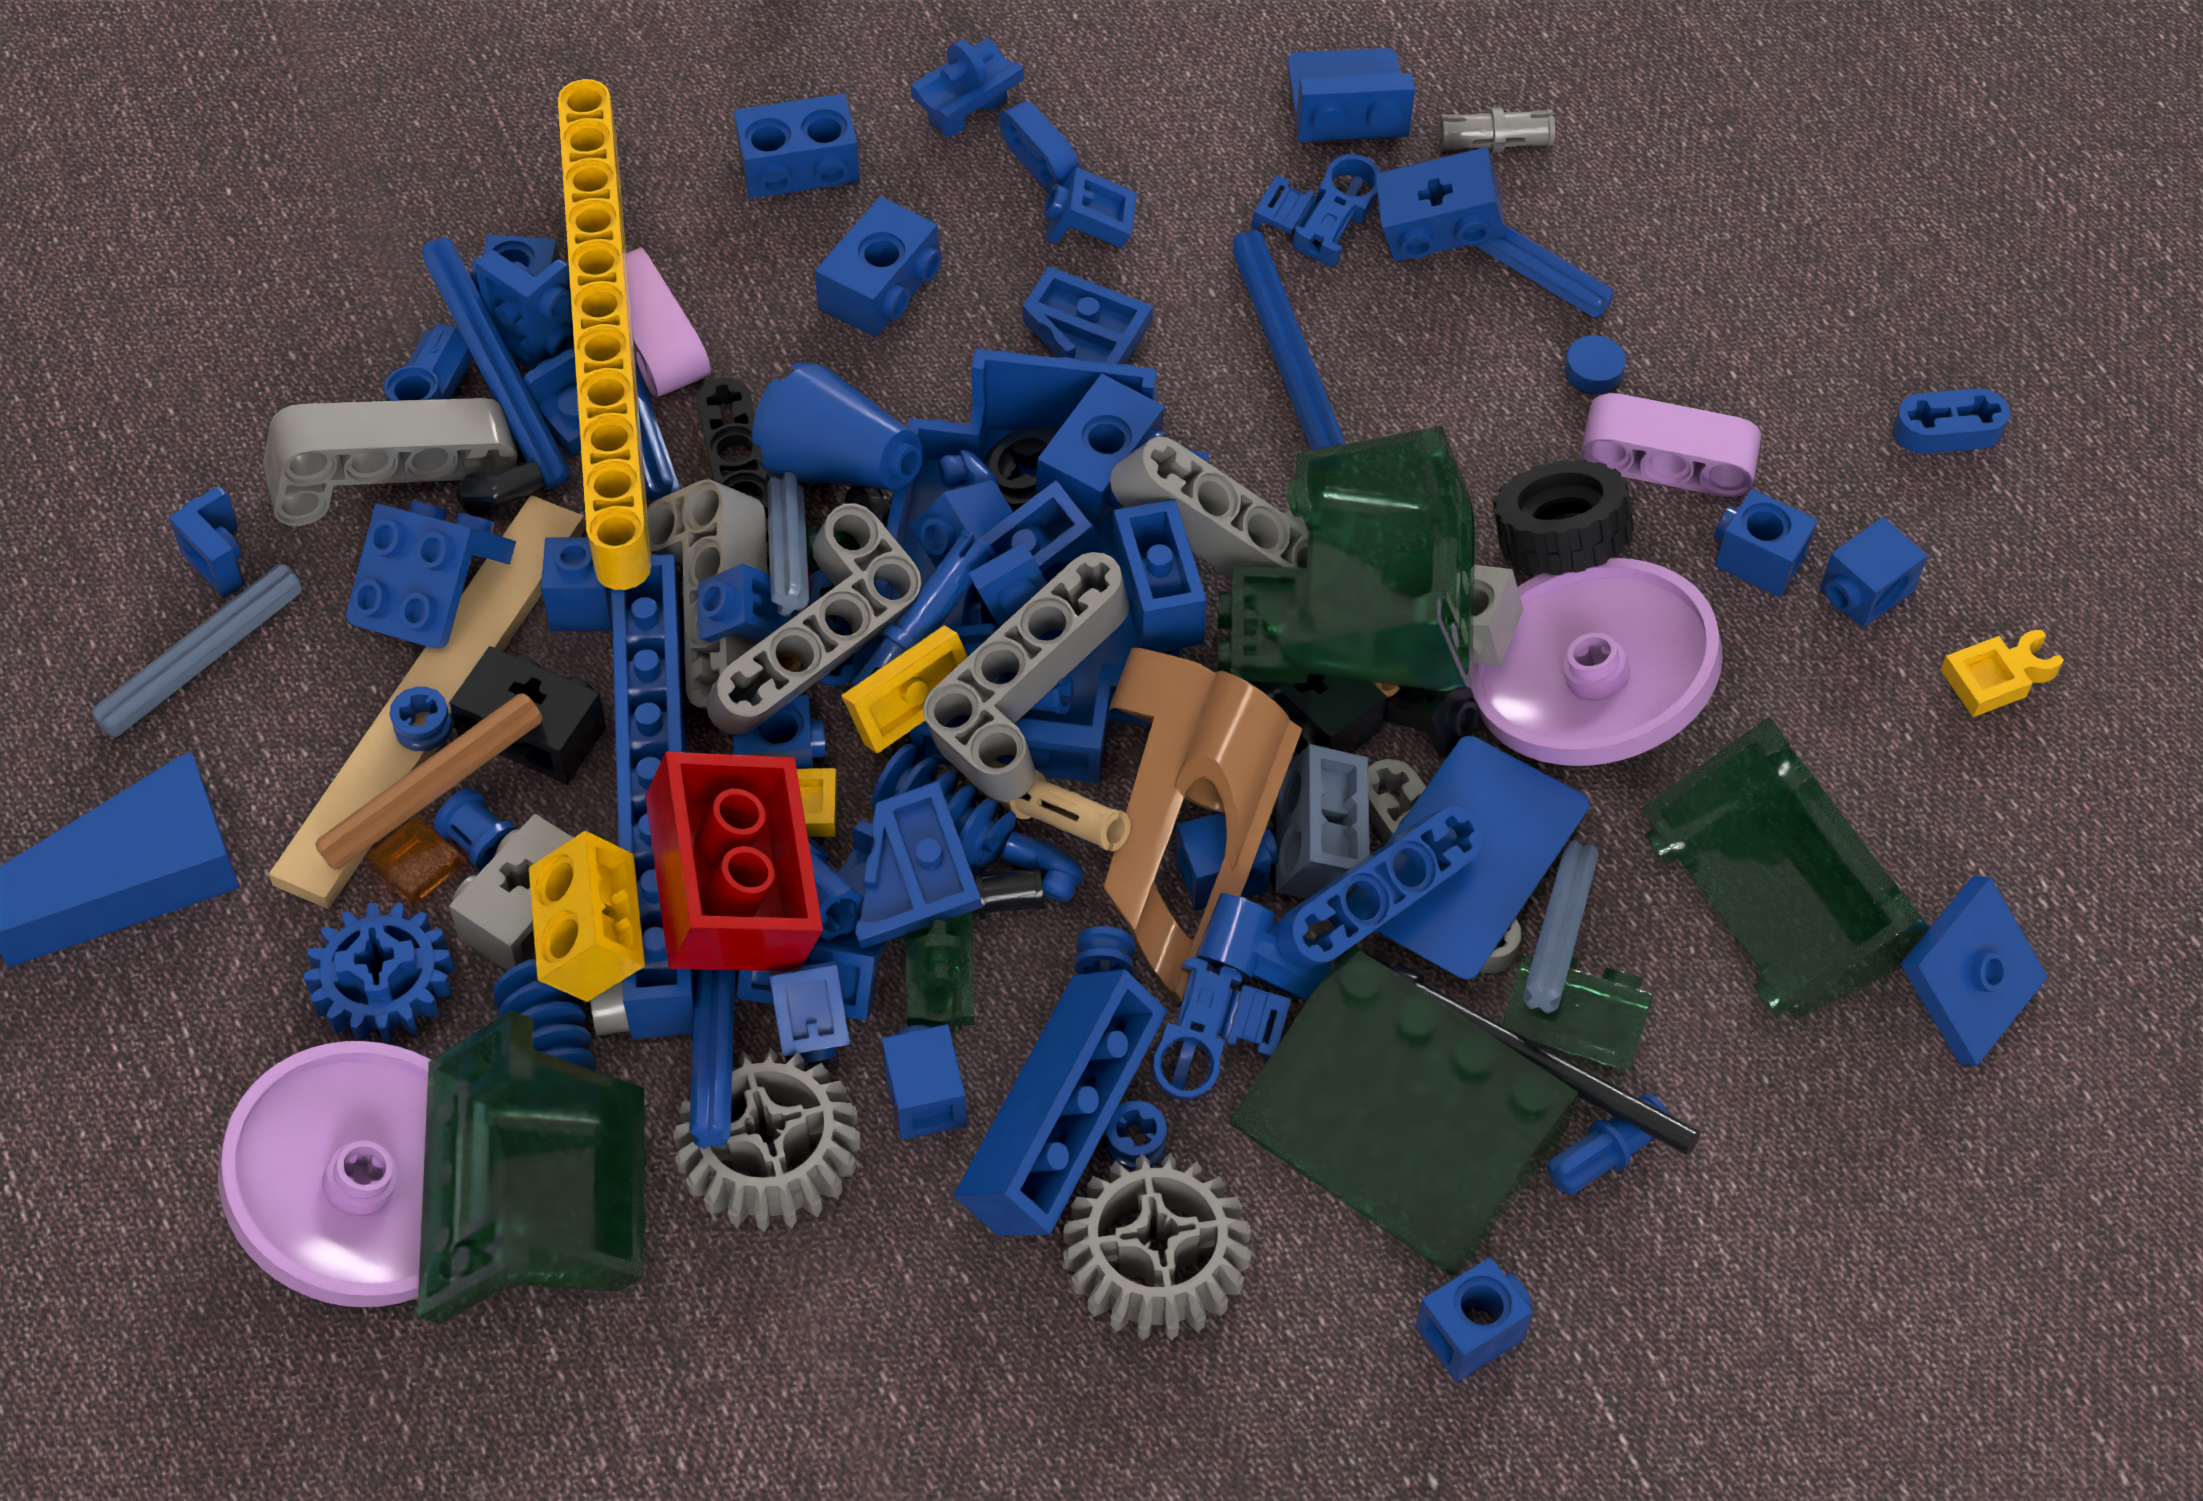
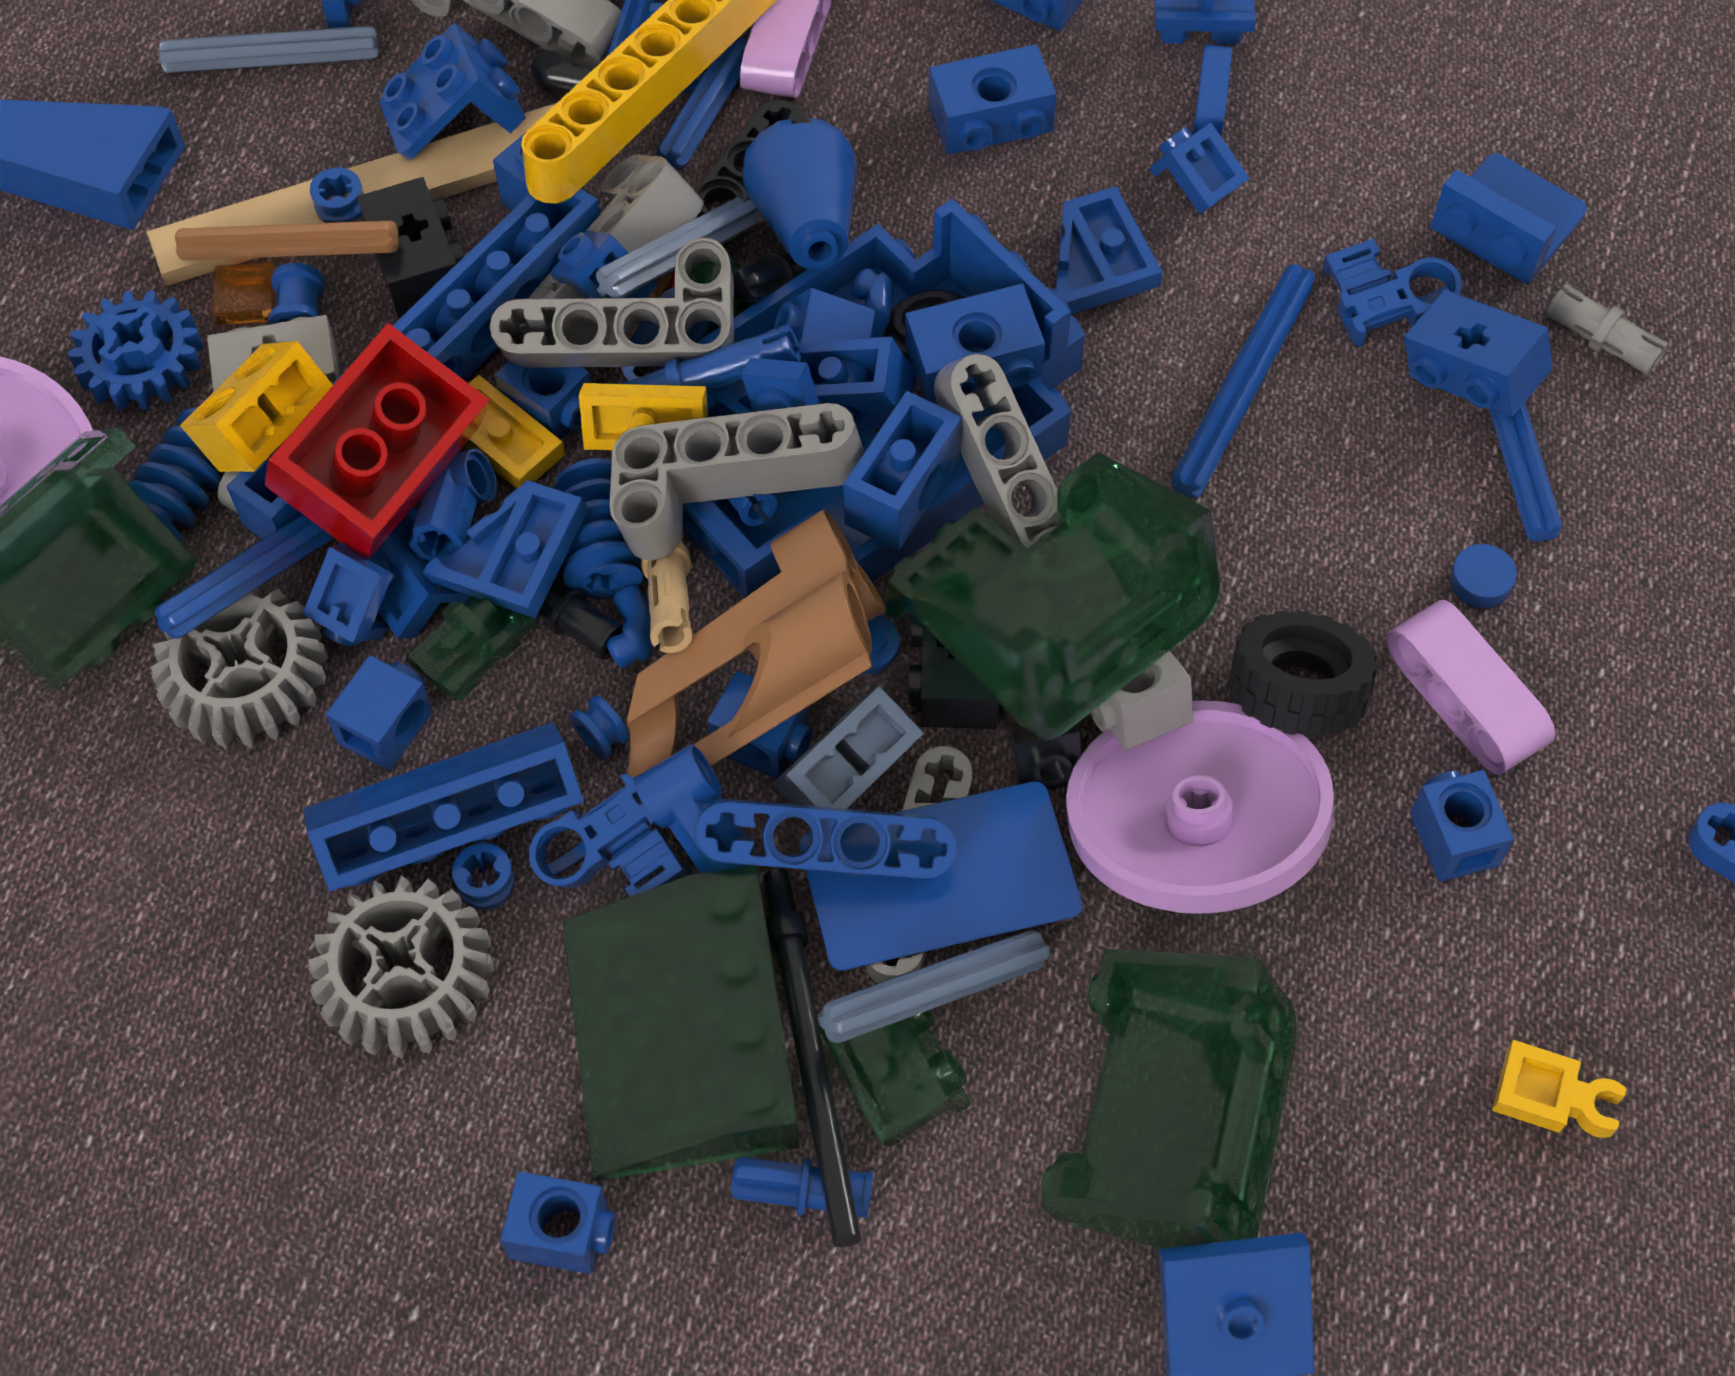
camera: 45 degrees right, 5 degrees up
(1872, 572) = (1527, 921): blue brick -> none

